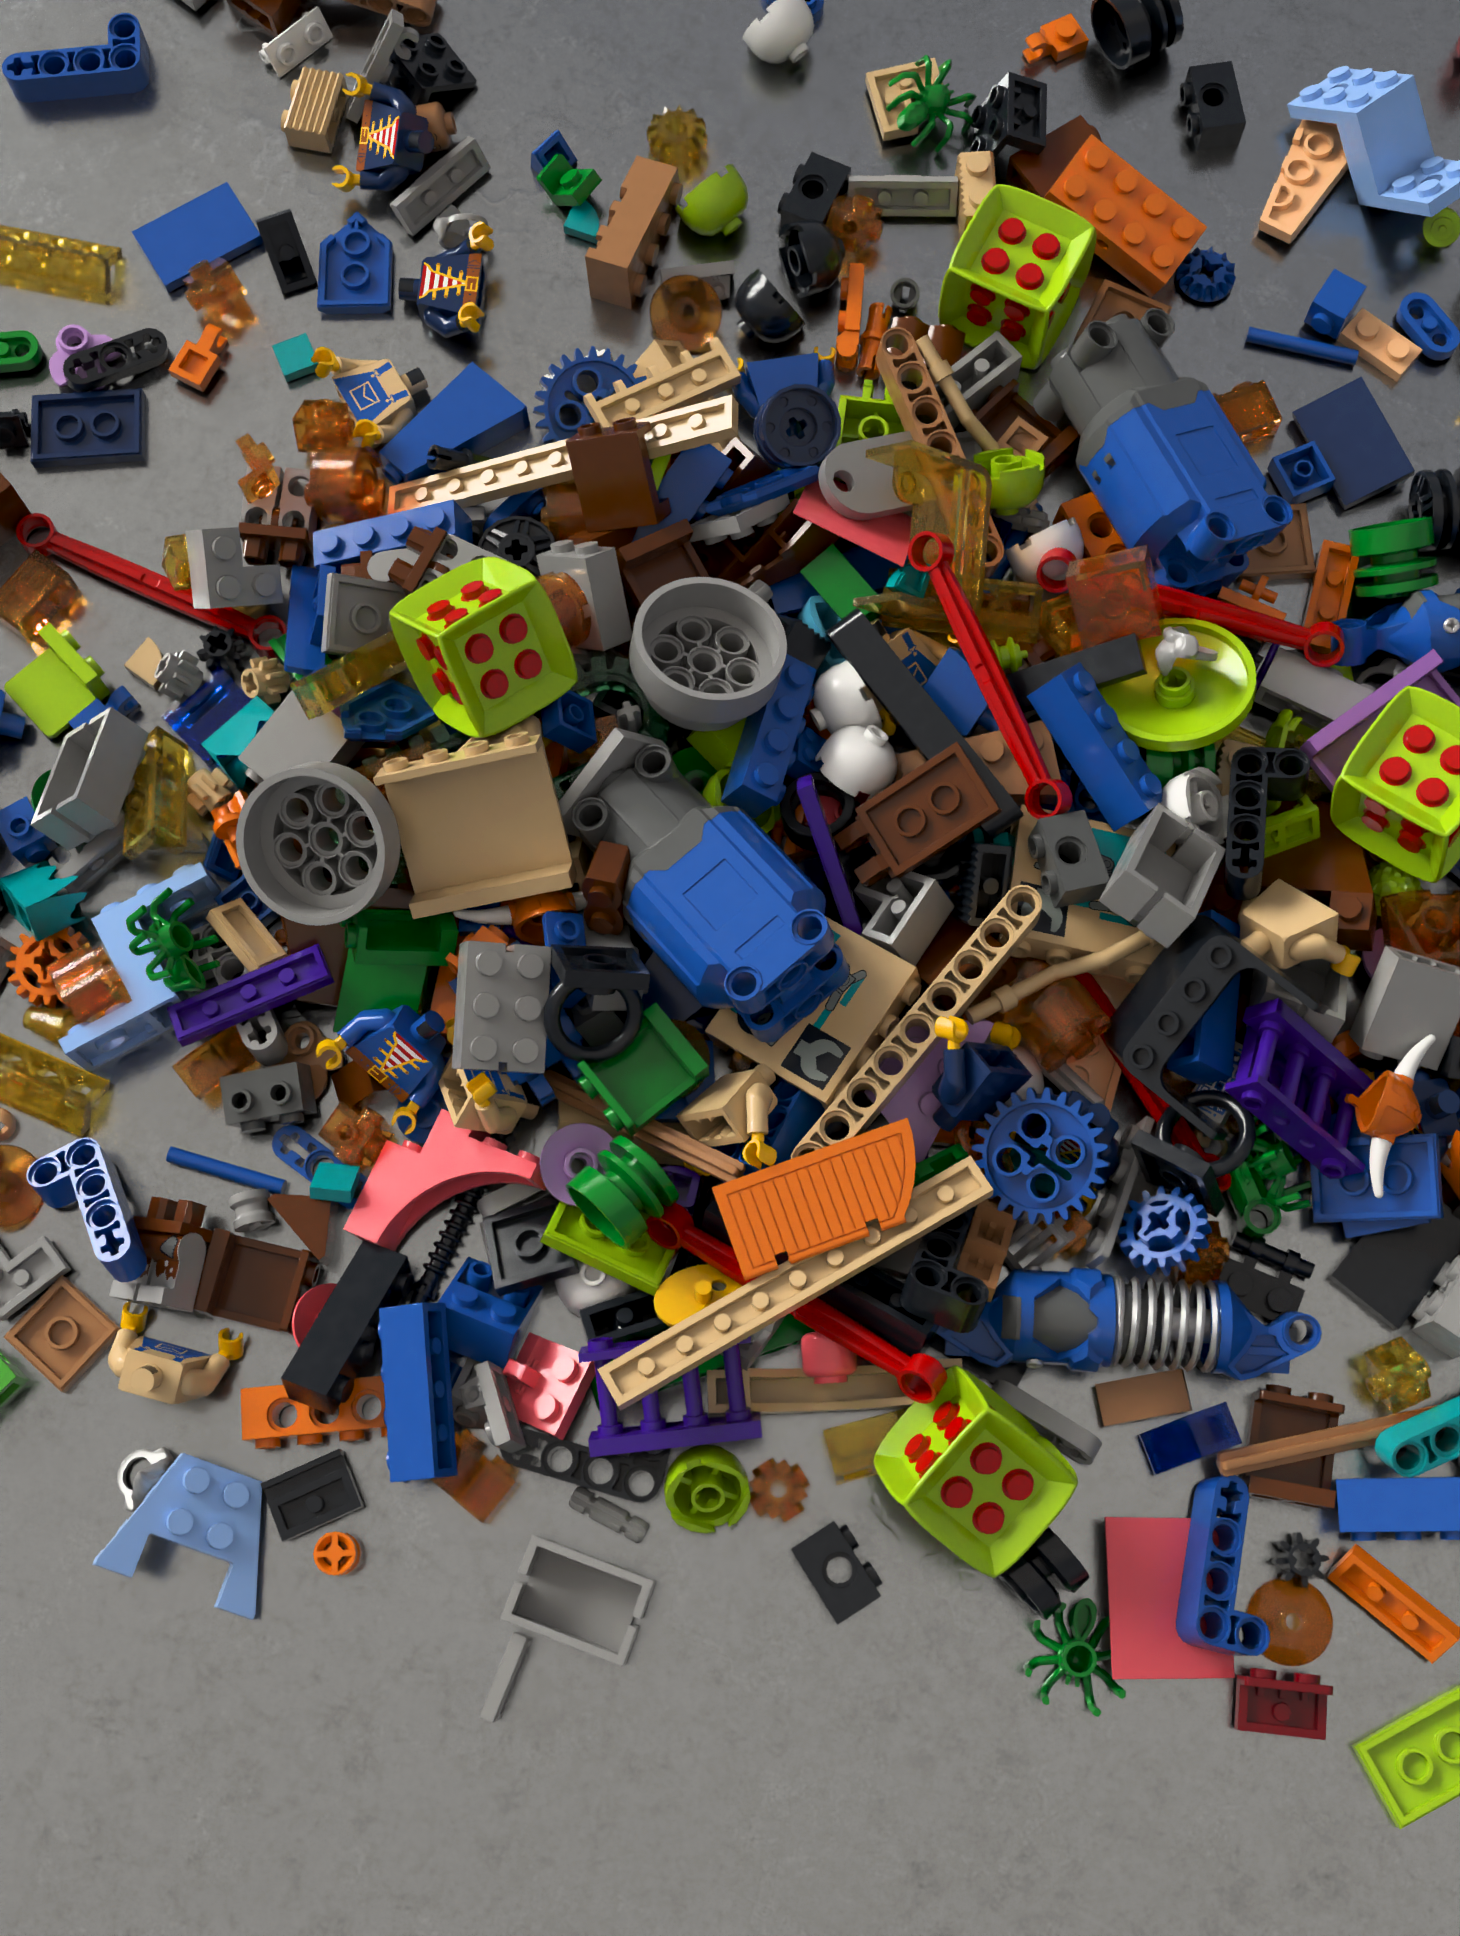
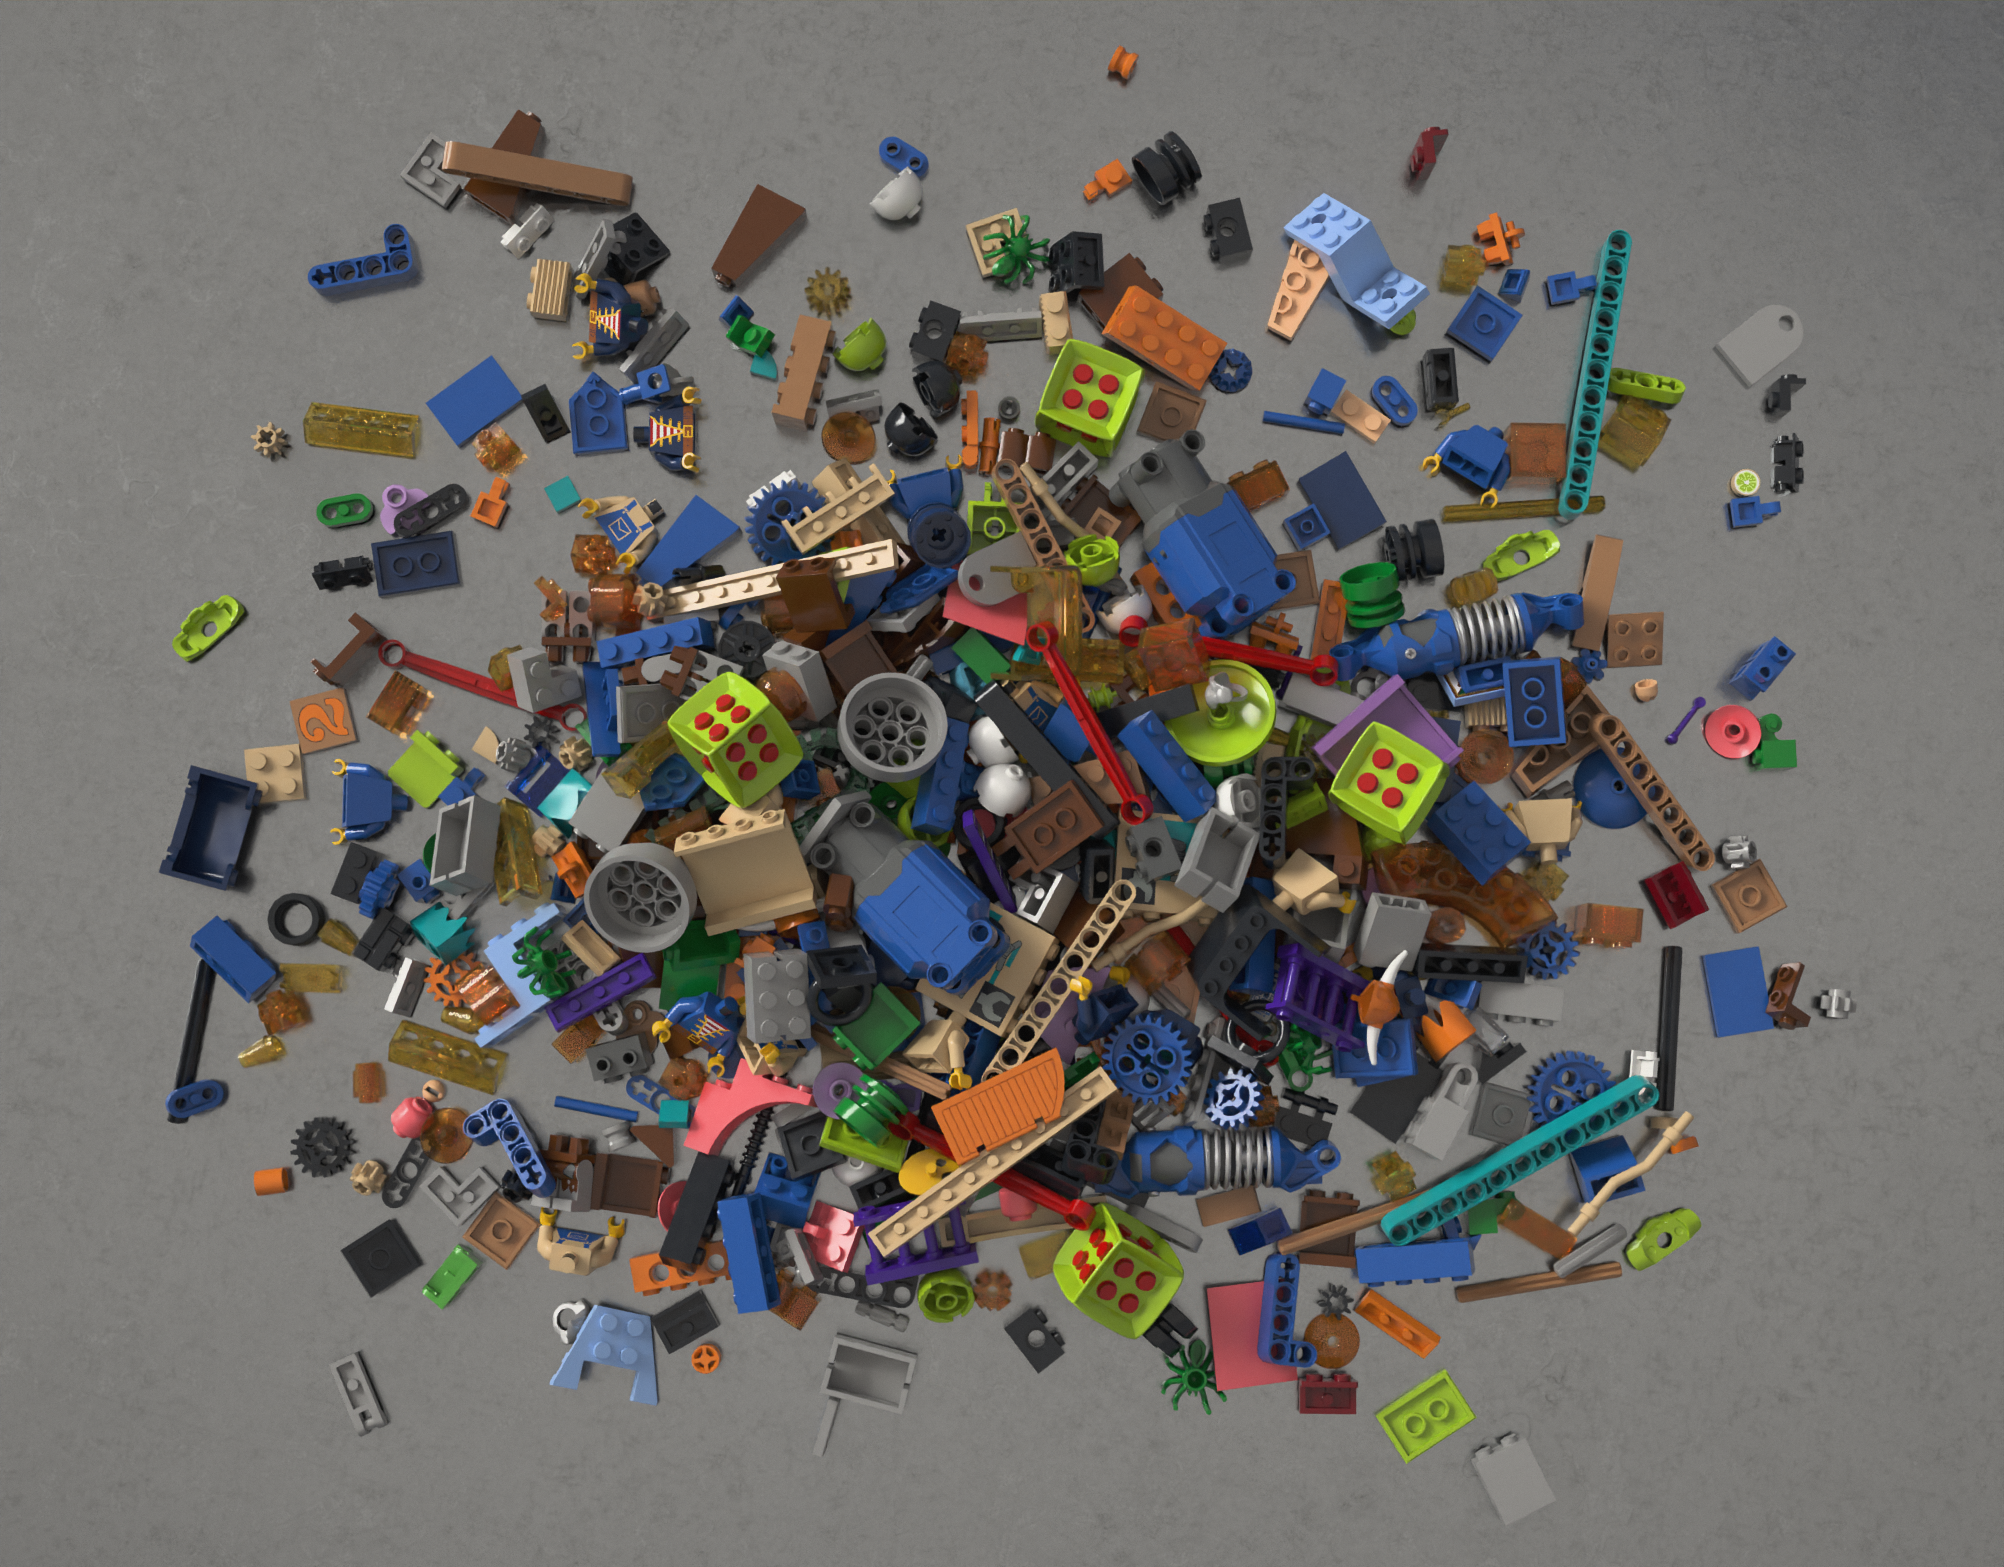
camera: 10 degrees left, 10 degrees up
(88, 1271) = (513, 1187): none -> black gear
(392, 484) = (650, 599): none -> tan gear
(424, 231) = (645, 388): none -> blue bracket
(591, 66) = (756, 235): none -> reddish brown slope

